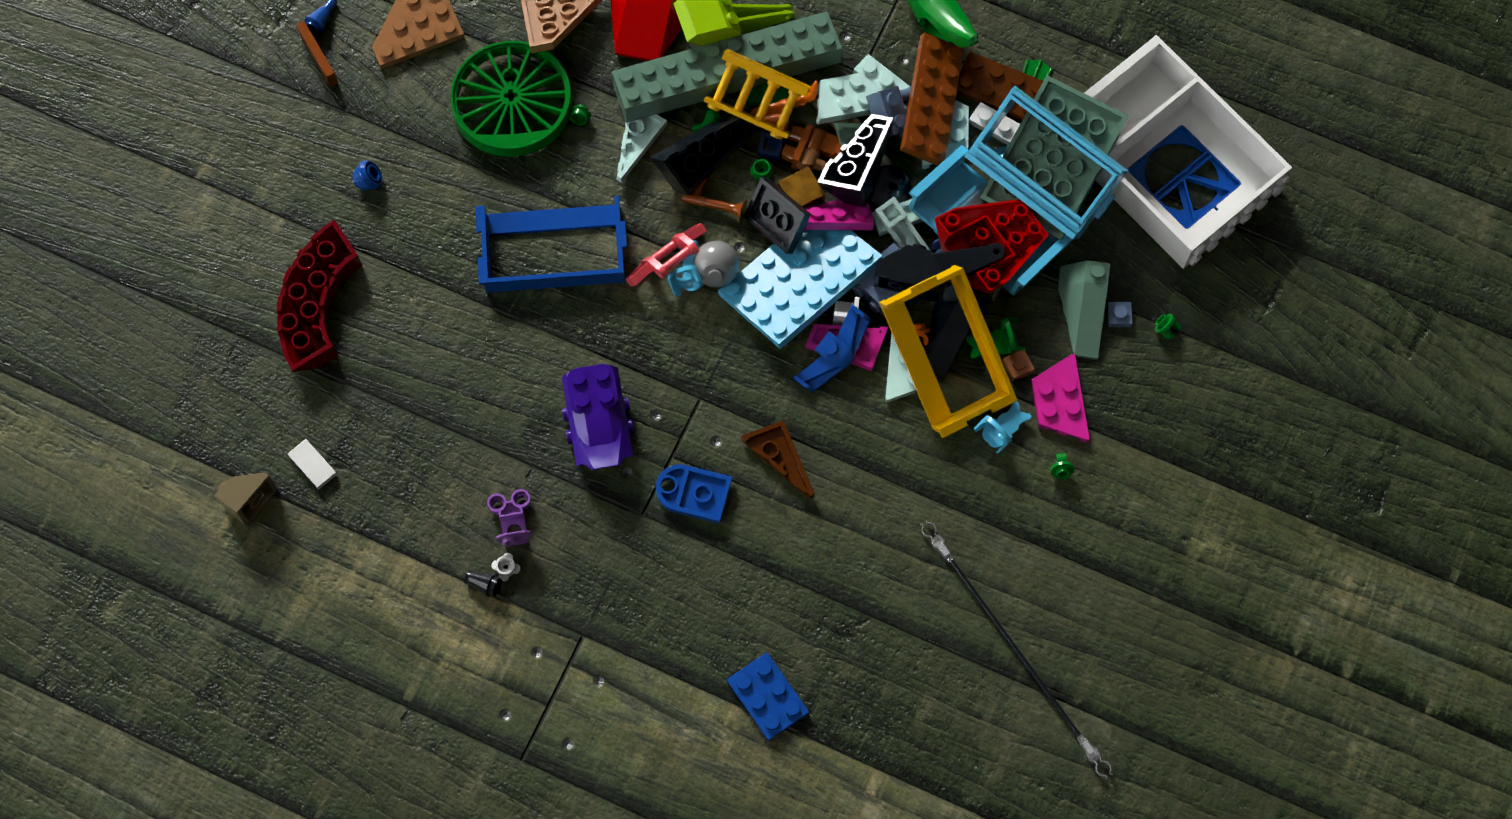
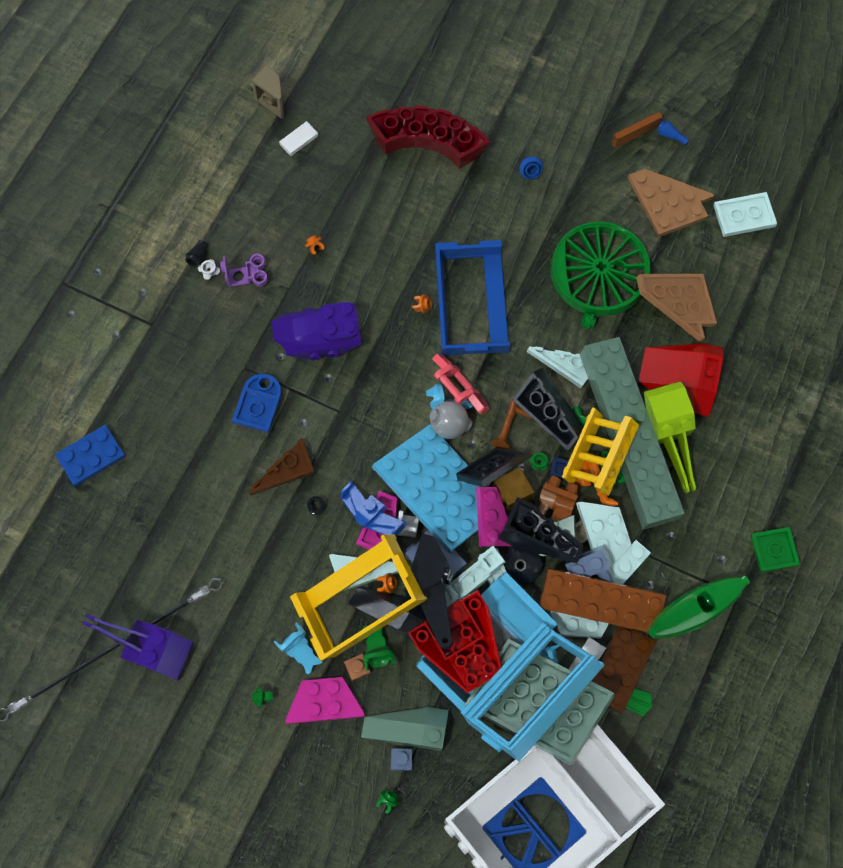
camera: 90 degrees right, 0 degrees up
(469, 437) = (312, 241): none -> orange plate
(558, 299) = (424, 305): none -> orange plate
(820, 413) = (321, 504): none -> black bush
(1014, 593) = (150, 647): none -> dark purple slope

